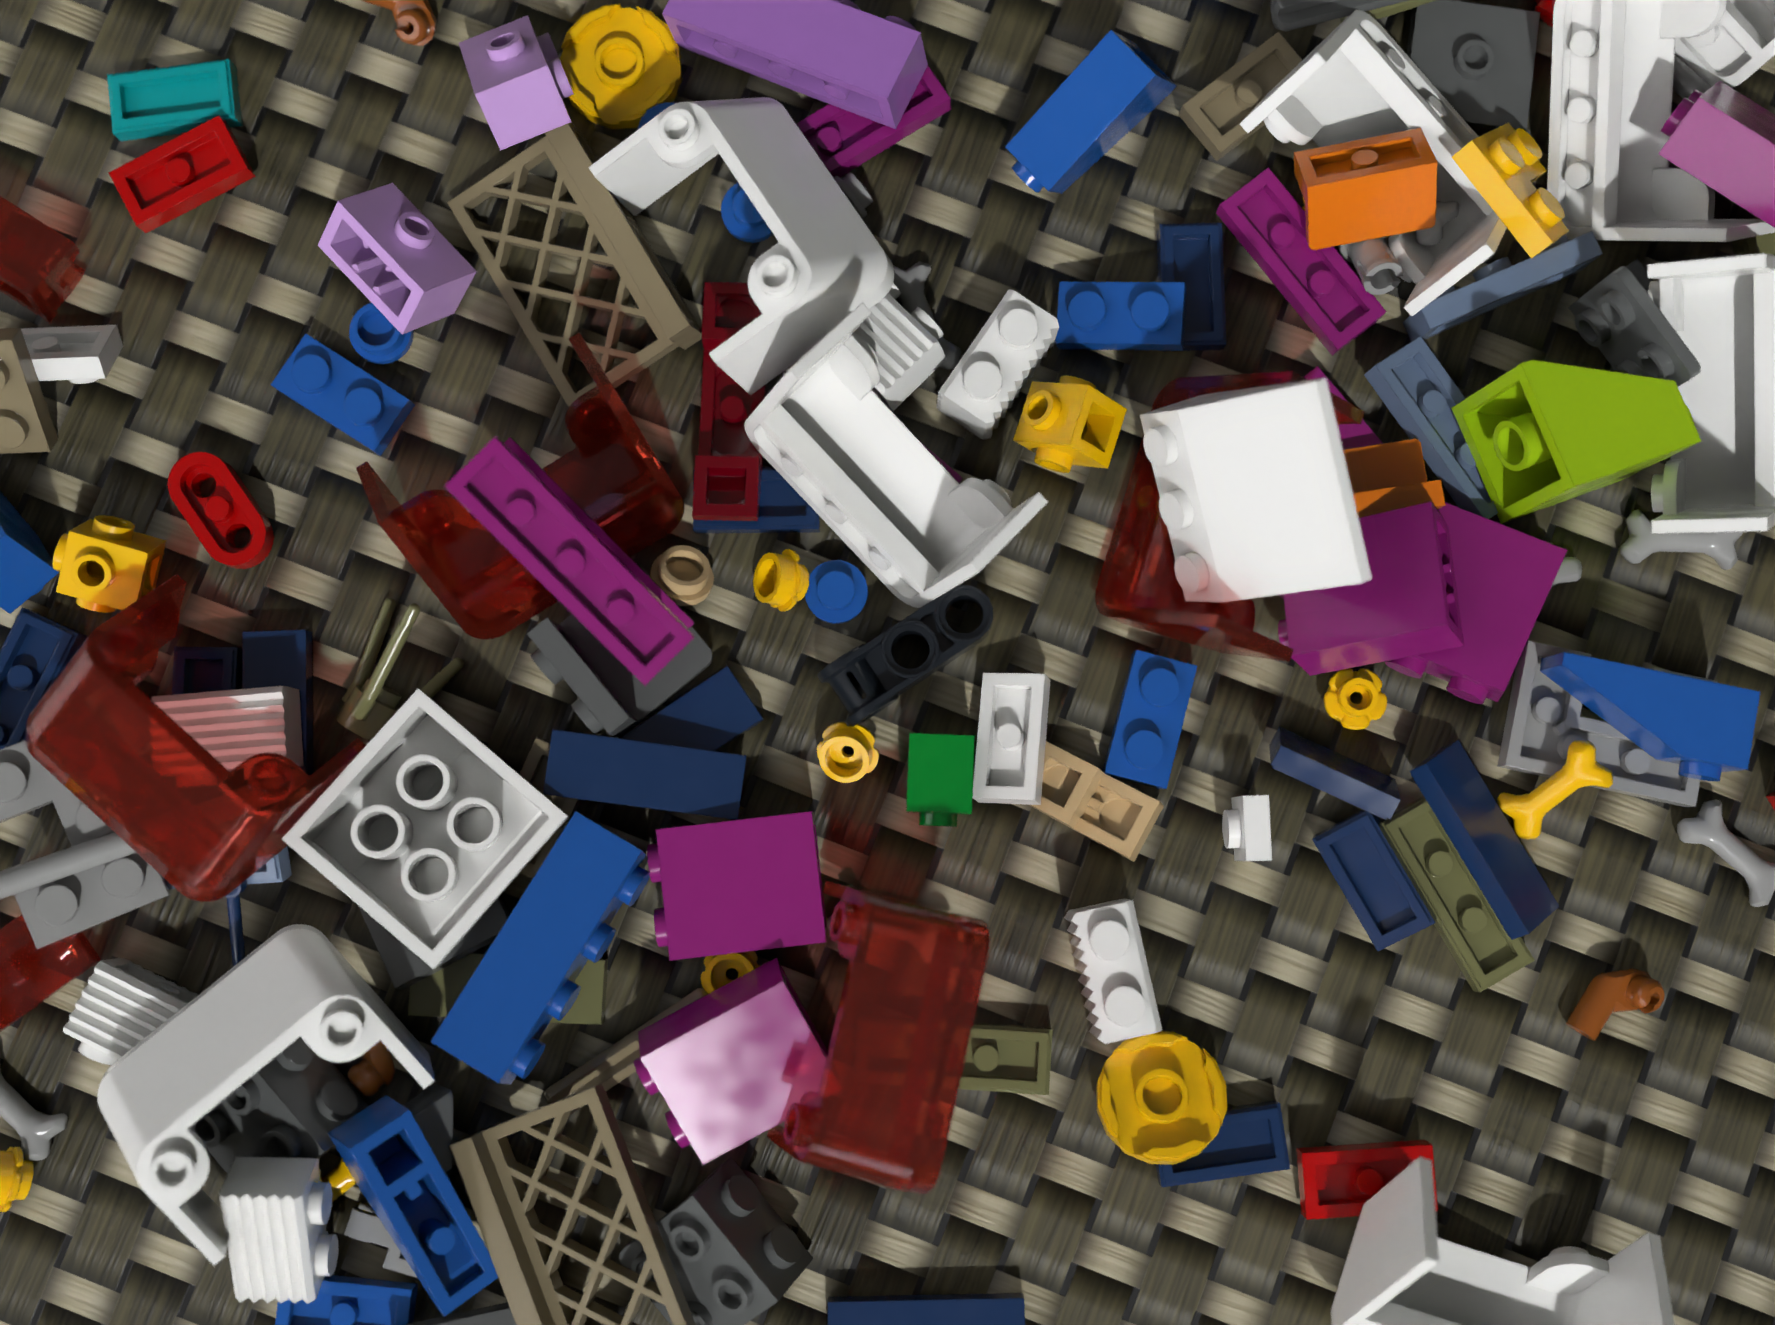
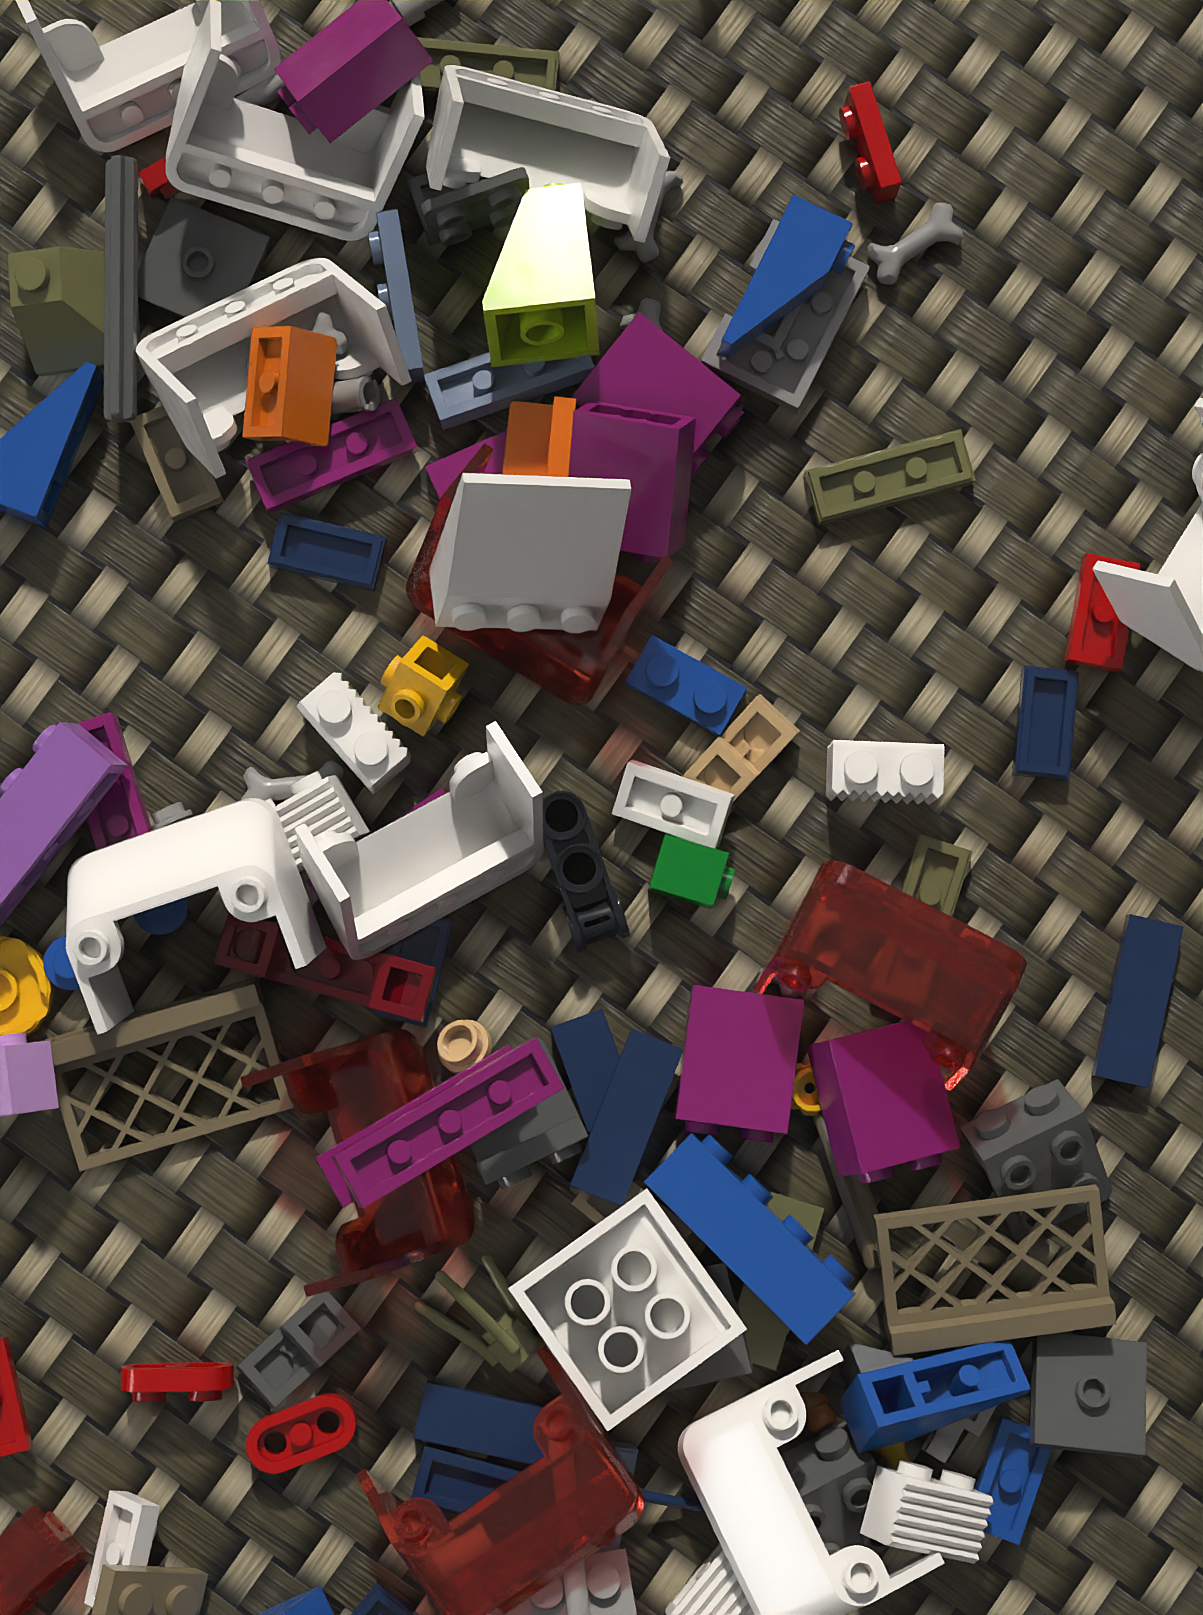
camera: 85 degrees left, 0 degrees up
(107, 563) = (326, 1539): yellow brick -> none
(240, 722) = (497, 1449): brick -> none
(243, 341) = (200, 1379): none -> red plate
(310, 483) = (298, 1348): none -> dark grey slope
(343, 394) = (225, 1304): blue plate -> none
(376, 337) = (180, 1256): blue plate -> none
(396, 257) = (123, 1224): lavender brick -> none
(780, 579) = (489, 963): yellow plate -> none
(836, 592) = (510, 919): blue plate -> none
(836, 762) = (661, 947): yellow plate -> none
(1088, 114) = (158, 598): blue slope -> none
(1121, 315) = (338, 617): blue plate -> none
(1161, 1098) = (997, 760): yellow tile -> none
(1248, 828) = (797, 630): white plate -> none
(1334, 773) = (769, 548): dark blue tile -> none
(1338, 701) = (711, 527): yellow plate -> none
(1374, 879) = (863, 539): dark blue tile -> none
(1484, 840) = (853, 441): dark blue tile -> none
(1502, 170) = (308, 274): yellow plate -> none
(1578, 771) = (819, 353): yellow piece -> none
(1614, 993) = (1002, 374): dark orange arm -> none

